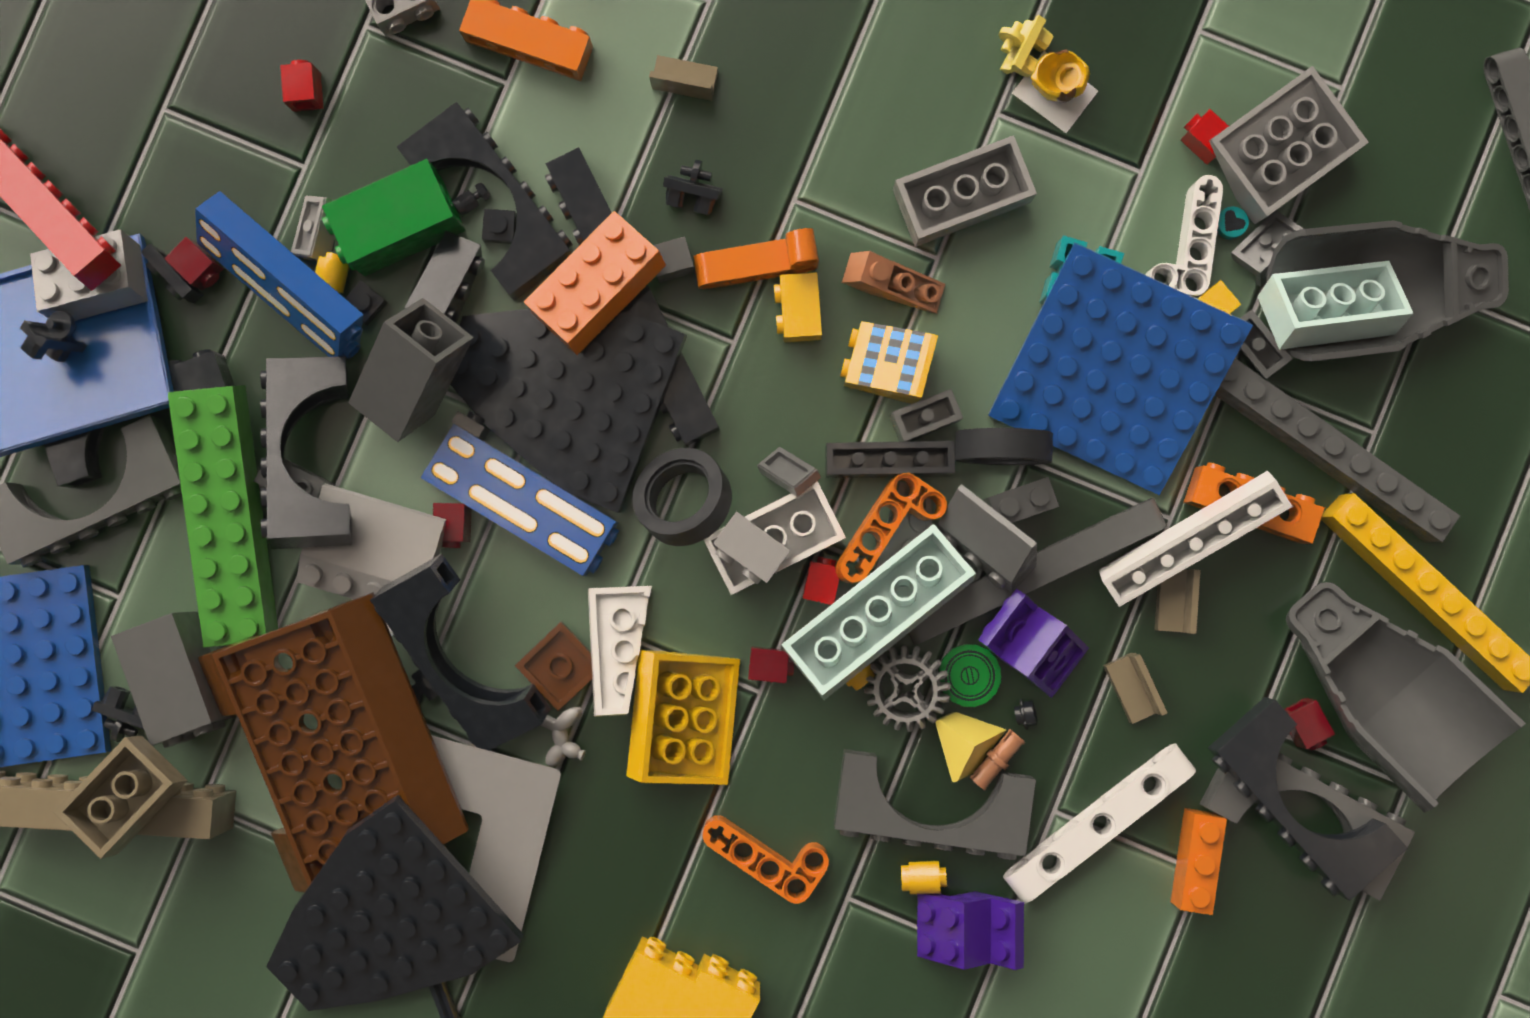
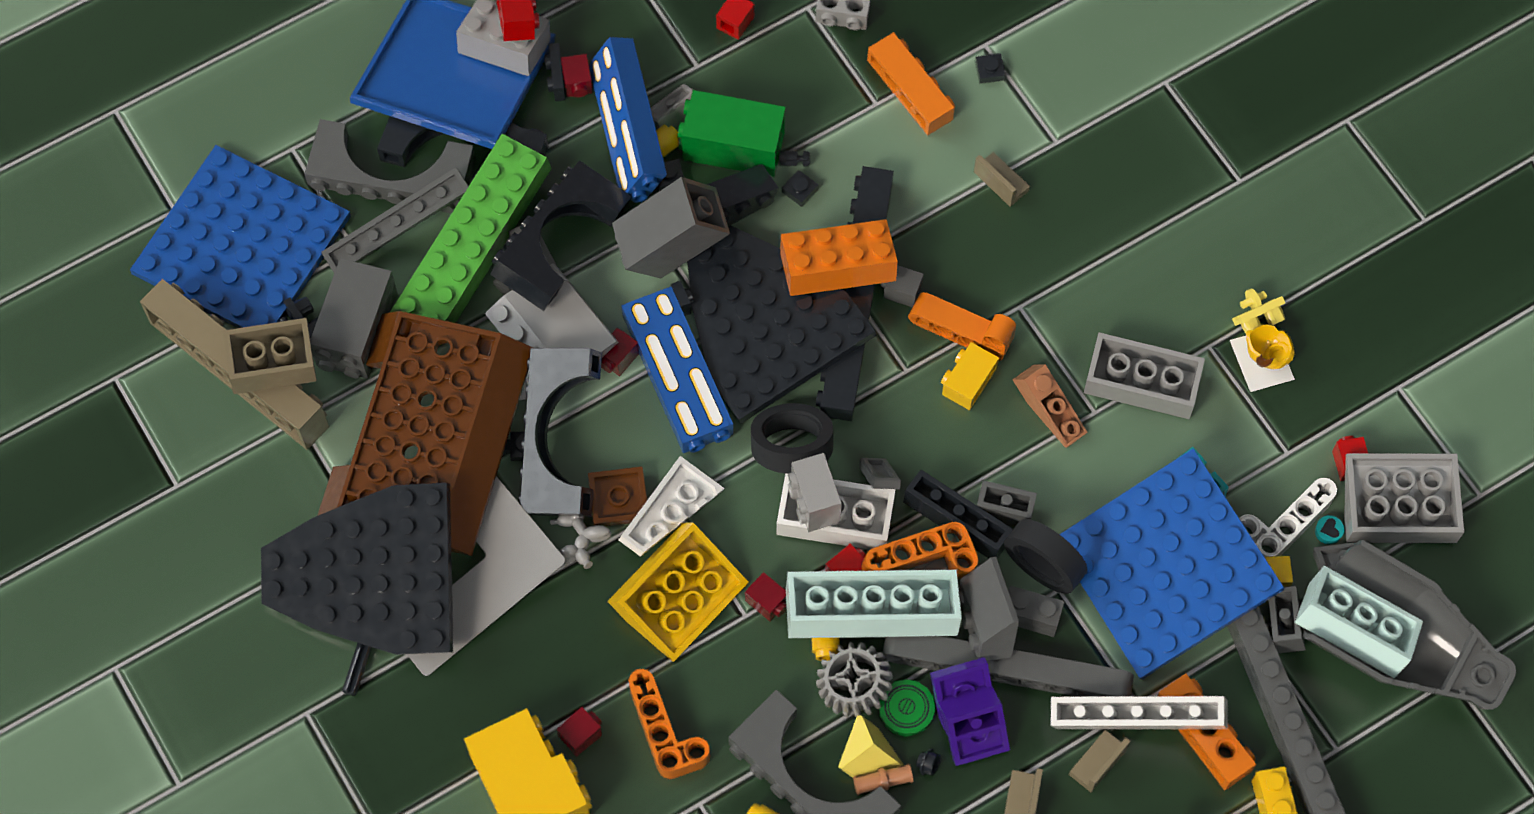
camera: 30 degrees right, 20 degrees down
(52, 337) = (452, 55): black hips -> none
(136, 547) = (398, 219): none -> dark grey plate
(455, 142) = (811, 115): black arch -> none
(678, 187) = (958, 261): black hips -> none
(693, 916) = (580, 731): none -> dark red brick
(889, 361) = (1007, 451): yellow slope -> none

